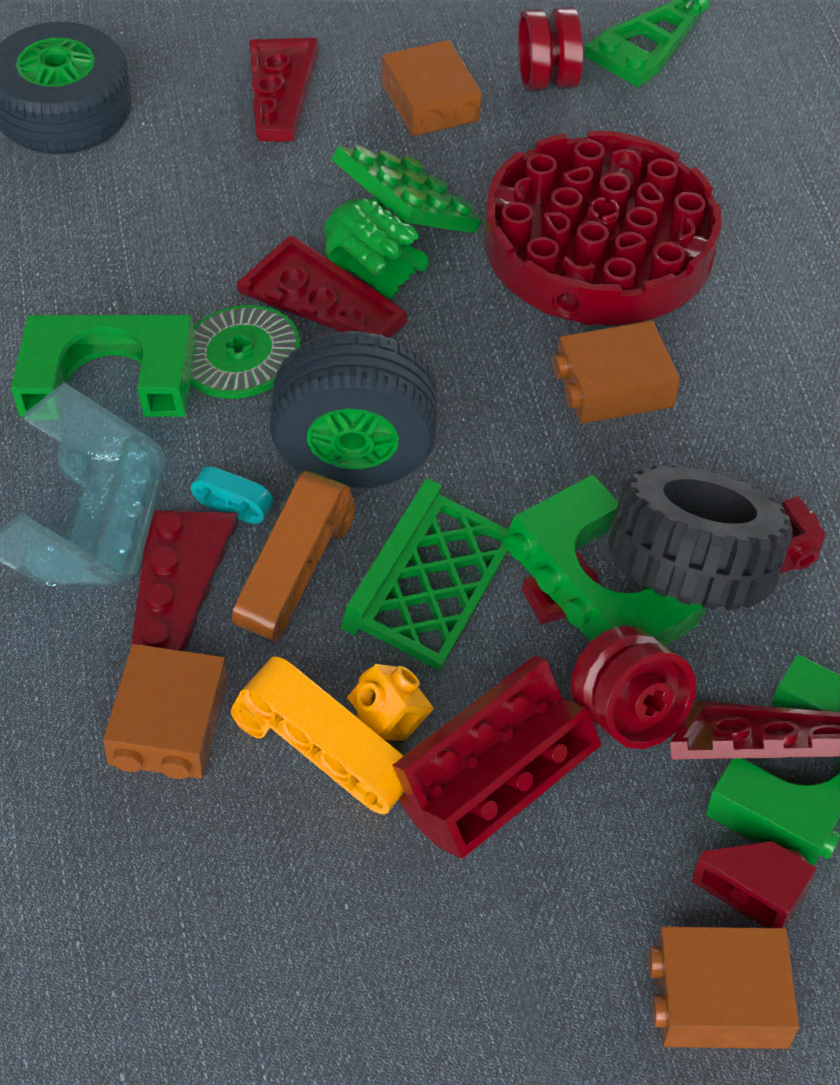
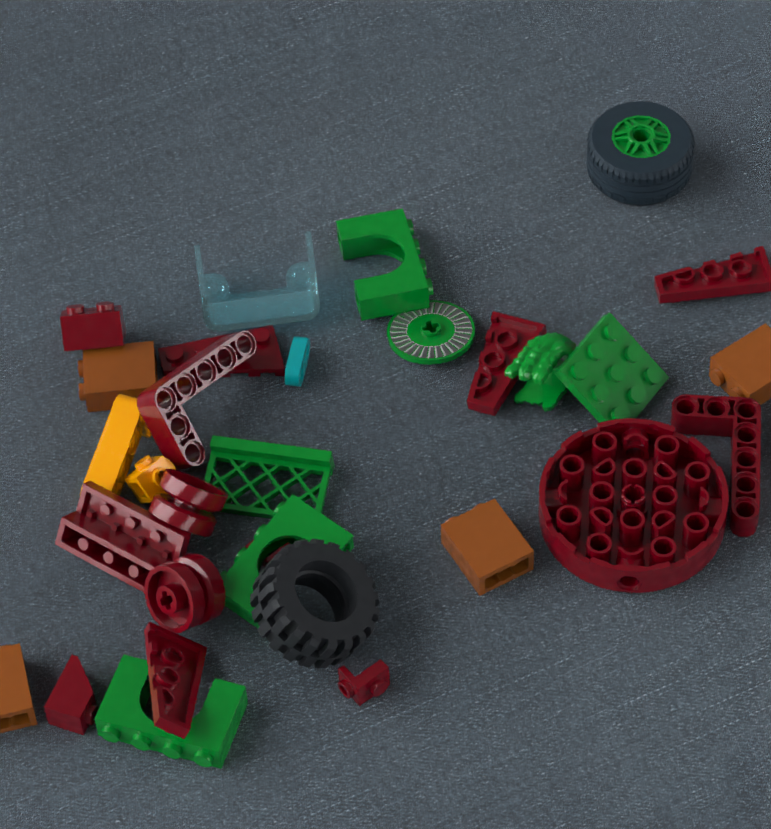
camera: 80 degrees right, 0 degrees up
(78, 714) = (93, 326): none -> dark red slope
(268, 608) = (162, 402): none -> dark red beam
(292, 552) = (257, 398): dark orange beam -> none
(354, 409) = (360, 390): black wheel -> none
(470, 652) = (188, 502): none -> dark red wheel
(523, 120) = (742, 422): none -> dark red beam

